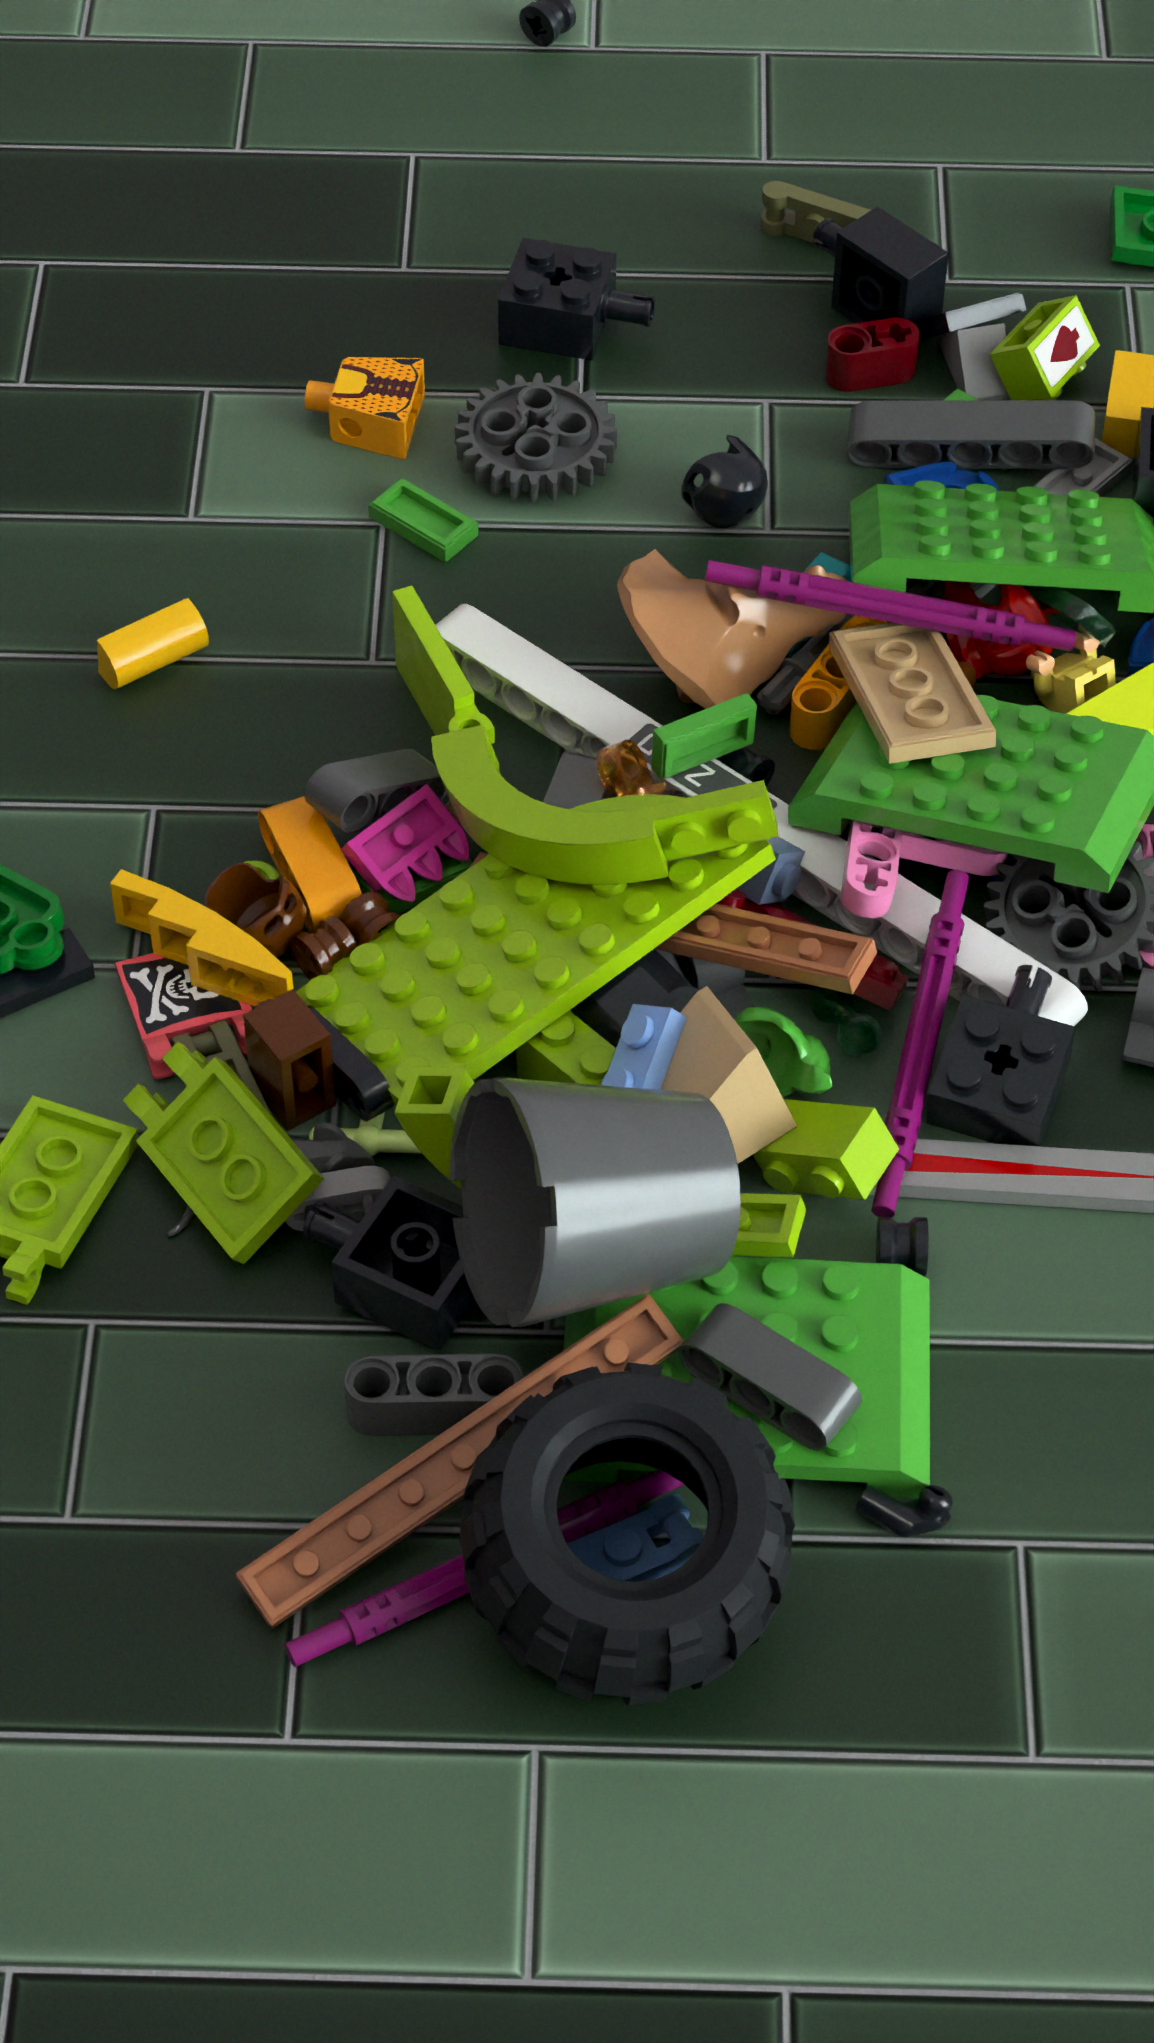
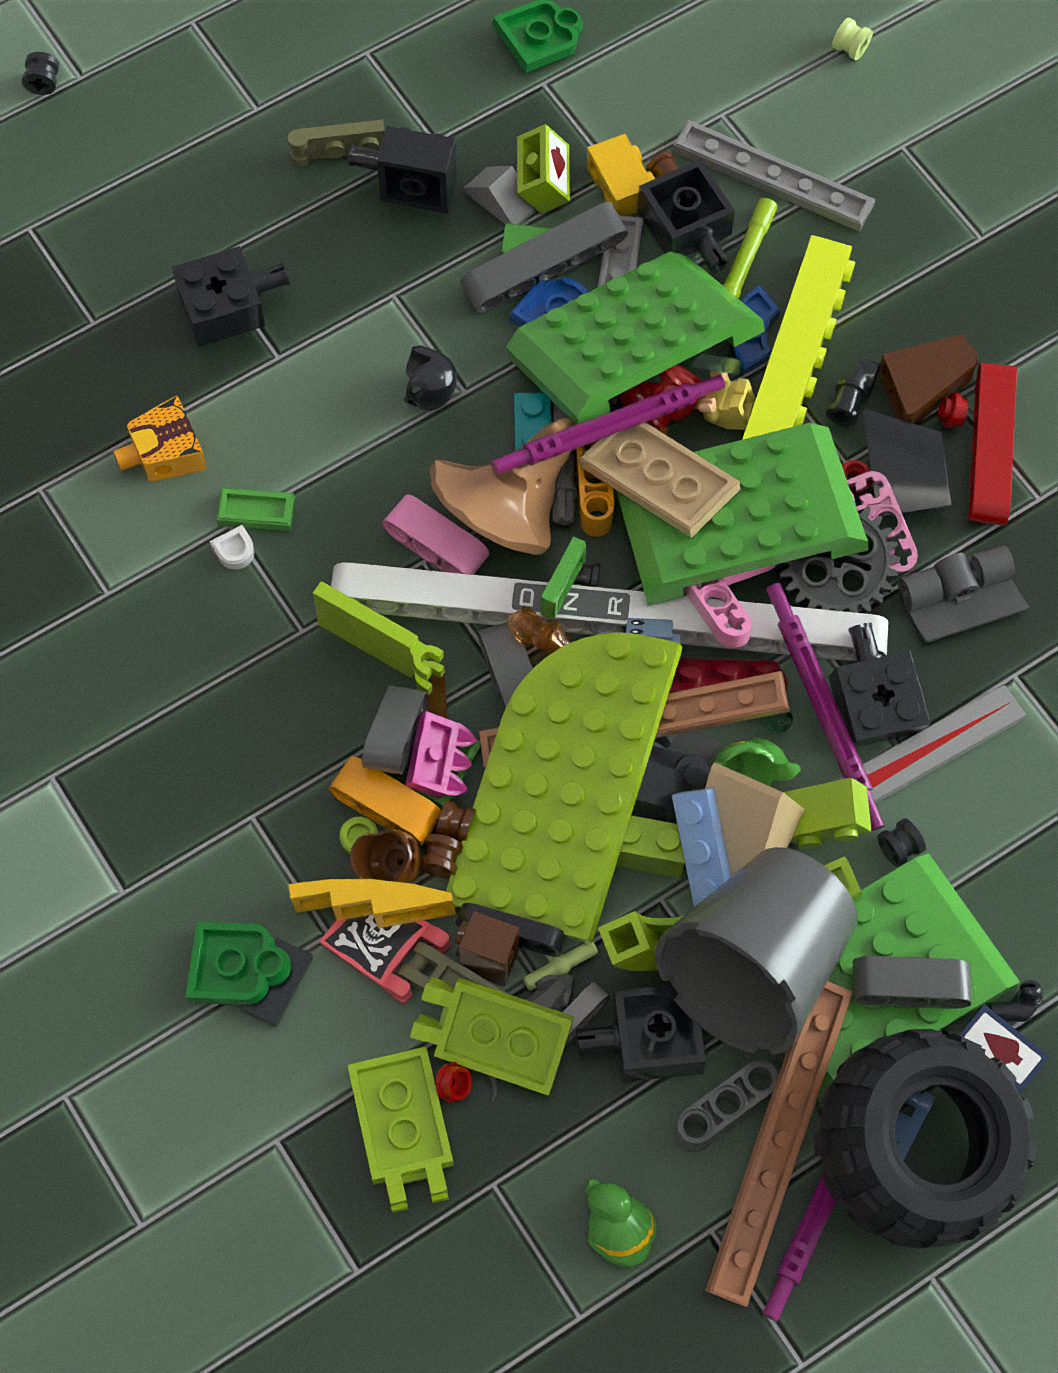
camera: 35 degrees left, 15 degrees up
(147, 1185) = (453, 1082): none -> red plate
(151, 643) = (167, 706): yellow brick -> none
(195, 1441) = (619, 1224): none -> bright green hair
(365, 543) = (234, 548): none -> white tile
(535, 437) = (314, 414): dark grey gear -> none
(590, 844) = (553, 713): lime arch -> none
(600, 639) = (435, 537): none -> bright pink beam
(834, 1547) = (1007, 1044): none -> brick
(871, 354) = (442, 223): dark red beam -> none
(972, 315) = (480, 166): tile -> none

